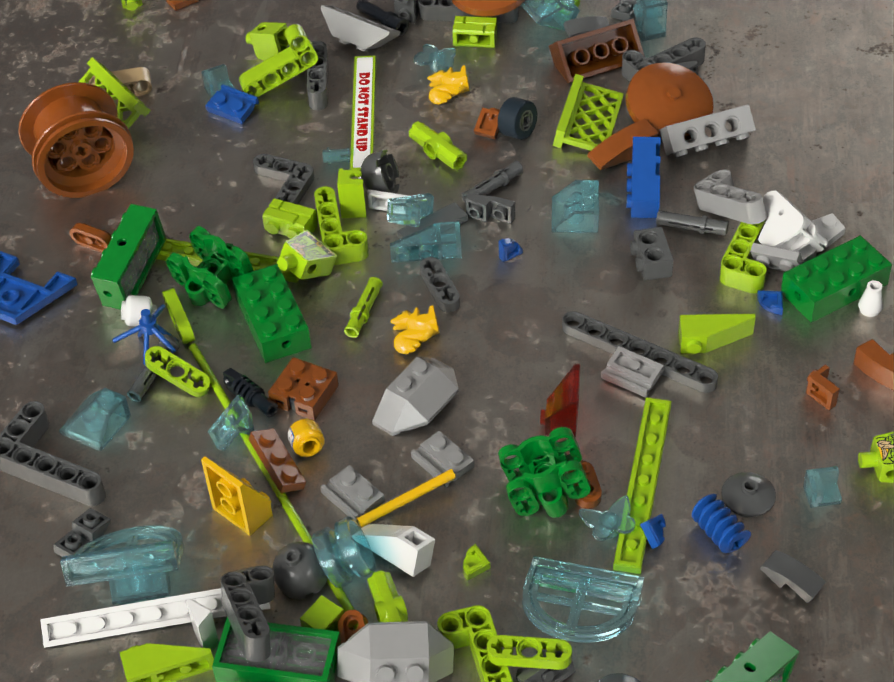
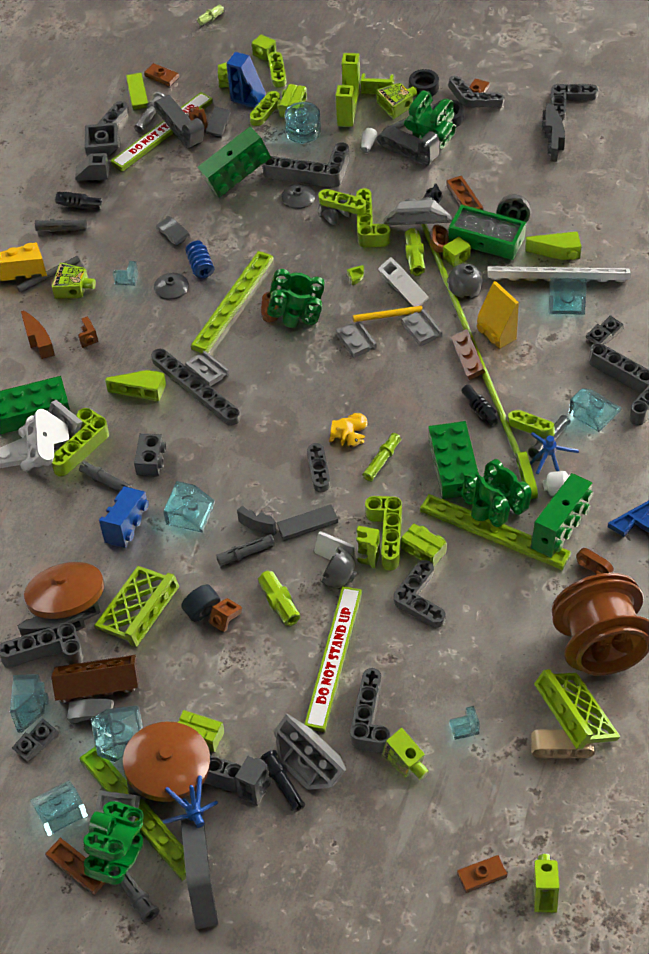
camera: 165 degrees left, 5 degrees up
(95, 564) = (576, 272): clear light blue window -> none
(203, 624) = (529, 250): white slope -> none
(232, 104) = (454, 695): blue plate -> none
(234, 420) = (494, 375): clear light blue slope -> none
(241, 597) = (501, 231): dark grey beam -> none
(257, 79) = (385, 707): lime beam -> none
(304, 388) = (440, 400): dark orange piece -> none
(305, 437) = (445, 361): yellow head -> none
(306, 257) = (419, 494): lime torso -> none
(334, 155) = (370, 609): clear light blue pin -> none
(343, 552) = (436, 271): clear light blue wheel -> none
(409, 209) = (326, 524): clear light blue slope -> none
(416, 396) = (358, 381): light grey wedge -> none
(435, 58) = (245, 705): clear light blue animal -> none
(436, 241) = (311, 497): clear light blue slope -> none
(447, 85) = (243, 667): yellow animal -> none
(509, 249) = (255, 483): blue tile -> none
(563, 404) = (264, 344): clear red slope -> none
(584, 582) = (294, 243): clear light blue window -> none
(611, 522) = (262, 277): clear light blue animal -> none
(618, 146) = (123, 557): dark orange slope -> none
(654, 530) = (241, 268): blue tile -> none
(720, 197) = (69, 470): light grey beam -> none
(738, 117) = (48, 554): light grey brick -> none
(771, 301) = (81, 403): blue tile -> none
(871, 300) = (15, 379): white cone -> none

